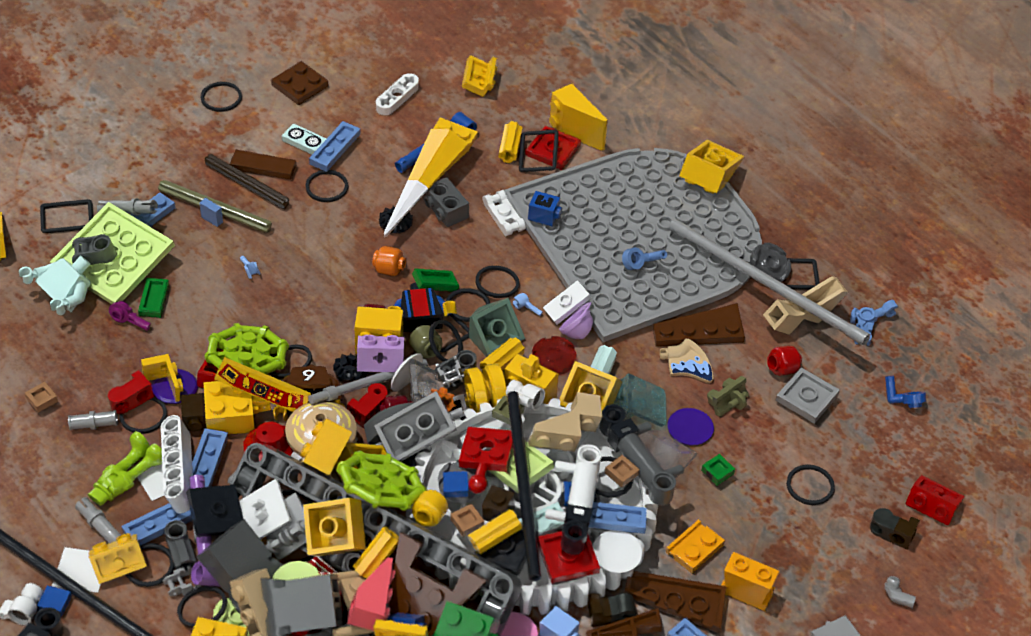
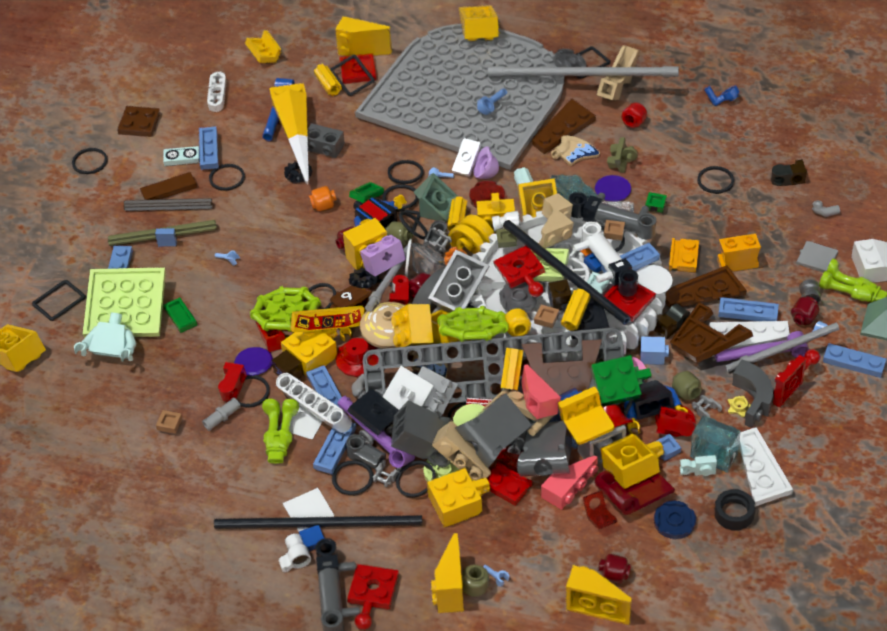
camera: 30 degrees left, 0 degrees up
(94, 249) = (112, 304): dark grey piece -> none
(97, 520) = (290, 471): light grey pin -> none
(117, 557) = (331, 483): yellow bracket -> none
(122, 312) = (169, 336): magenta plate -> none
(134, 206) = (110, 262): light grey pin -> none
(161, 367) = (241, 350): yellow bracket -> none
(334, 527) = (471, 369): yellow brick -> none
(455, 484) = (520, 298): blue tile -> none
(504, 213) = (367, 127): white plate -> none
(544, 208) = (397, 106): blue brick -> none
(807, 395) = (666, 128): light grey plate -> none
(868, 316) = (658, 60): medium blue piece -> none
(934, 500) = (796, 145): red bracket -> none

